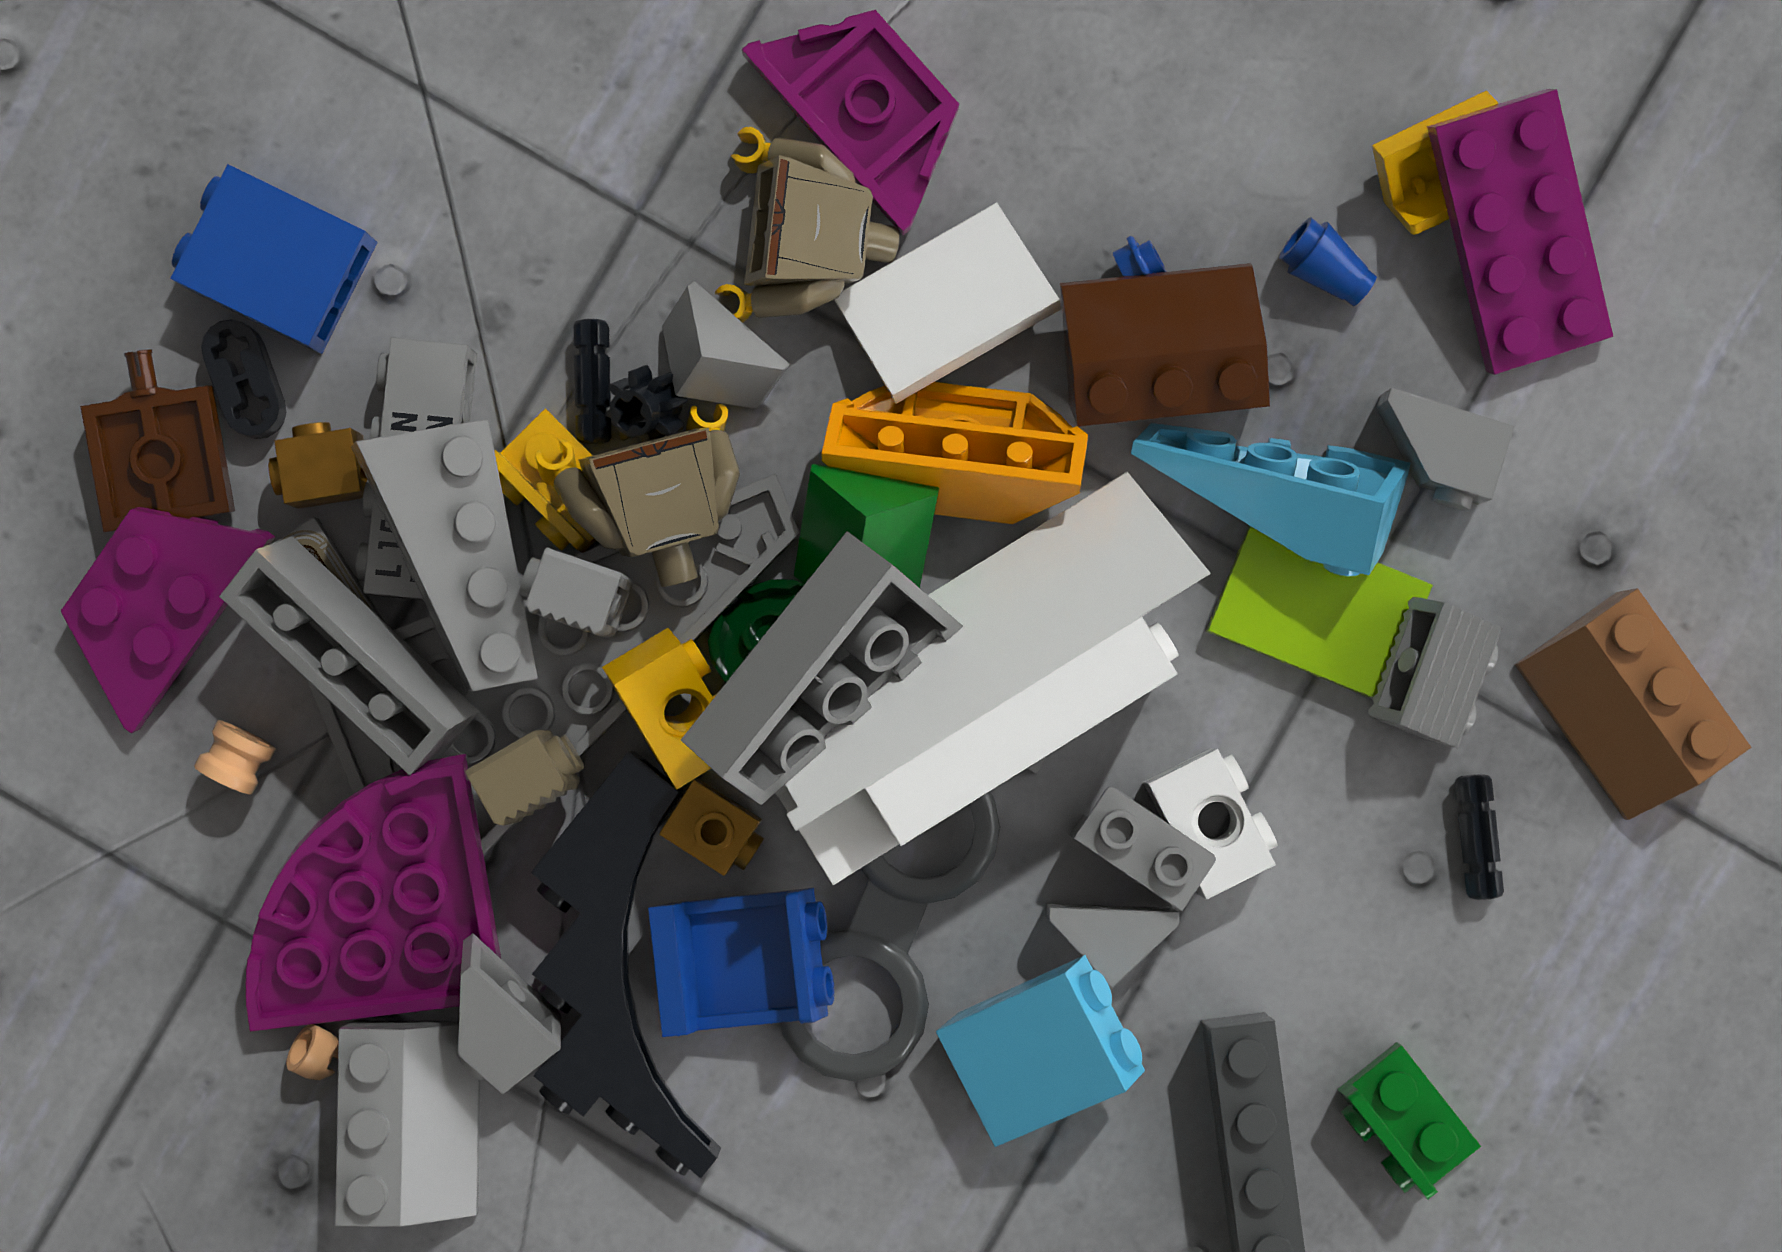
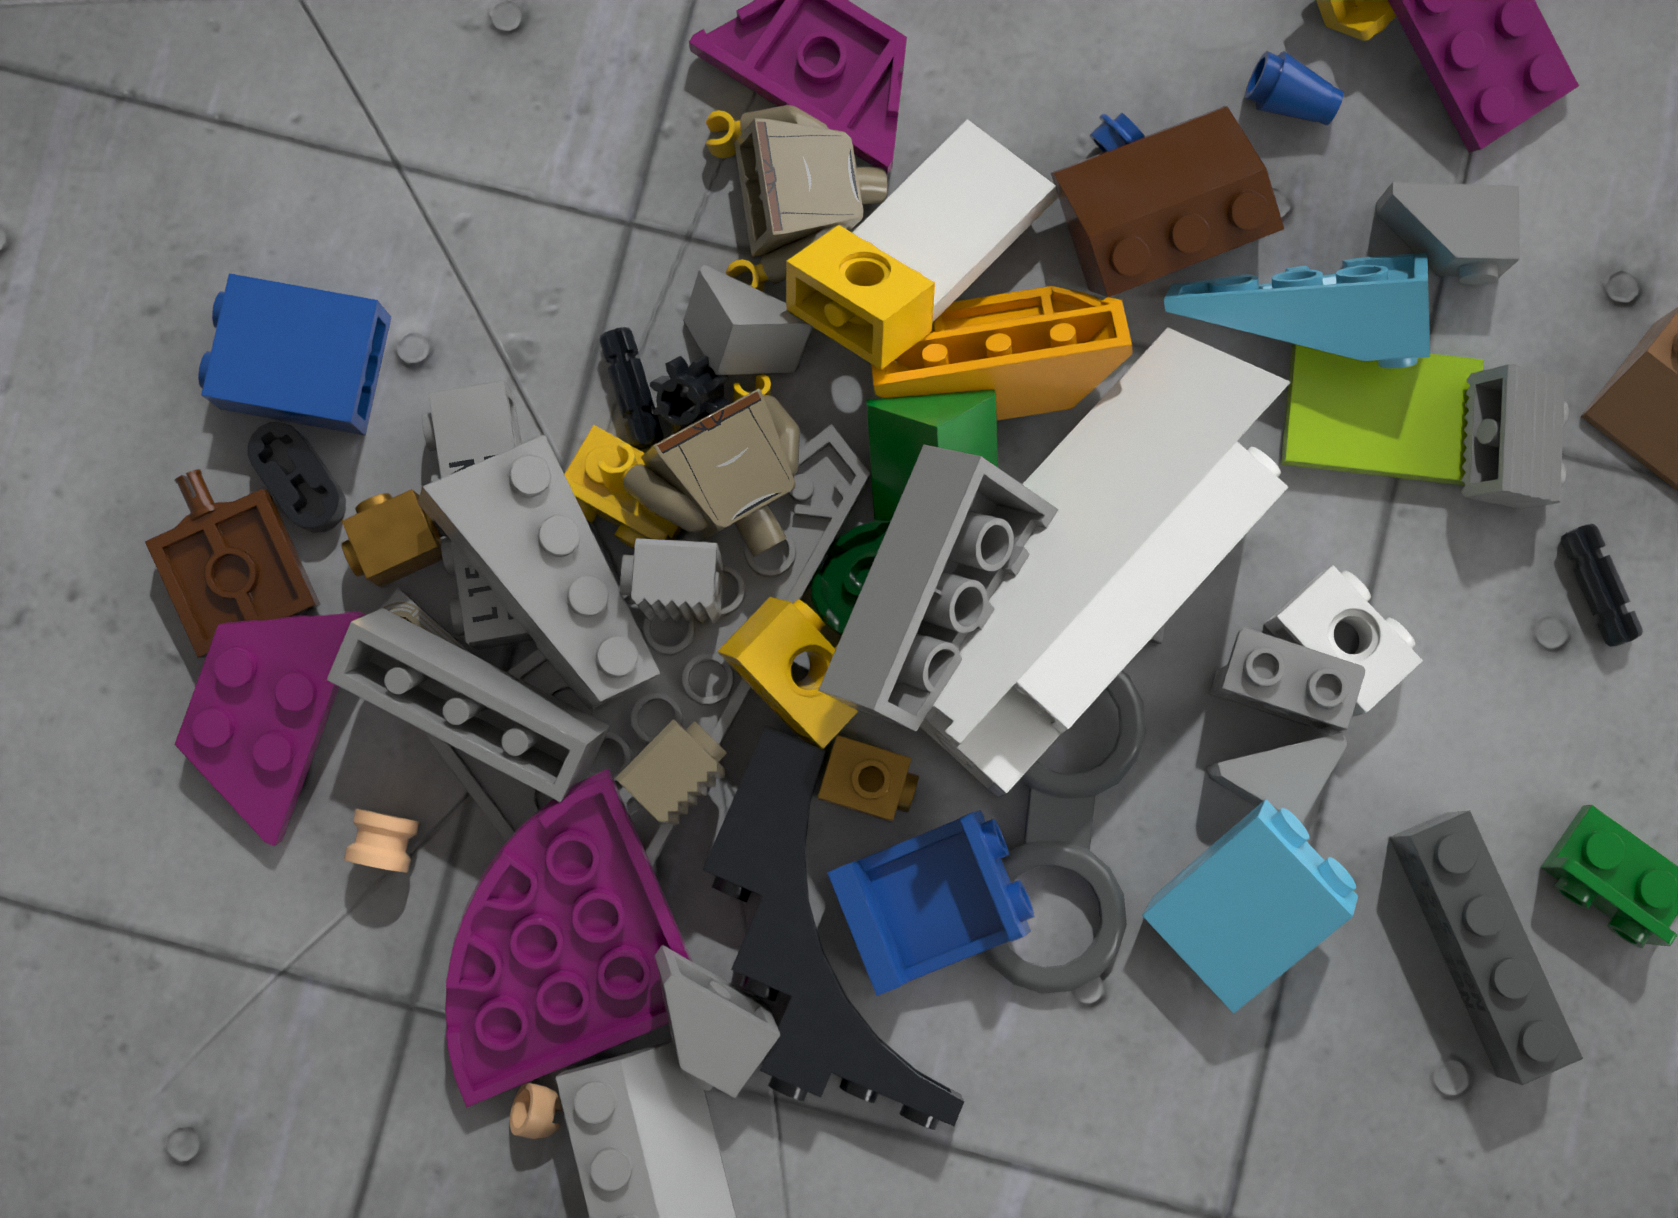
camera: 15 degrees left, 5 degrees down
(834, 360) = (859, 296): none -> yellow brick

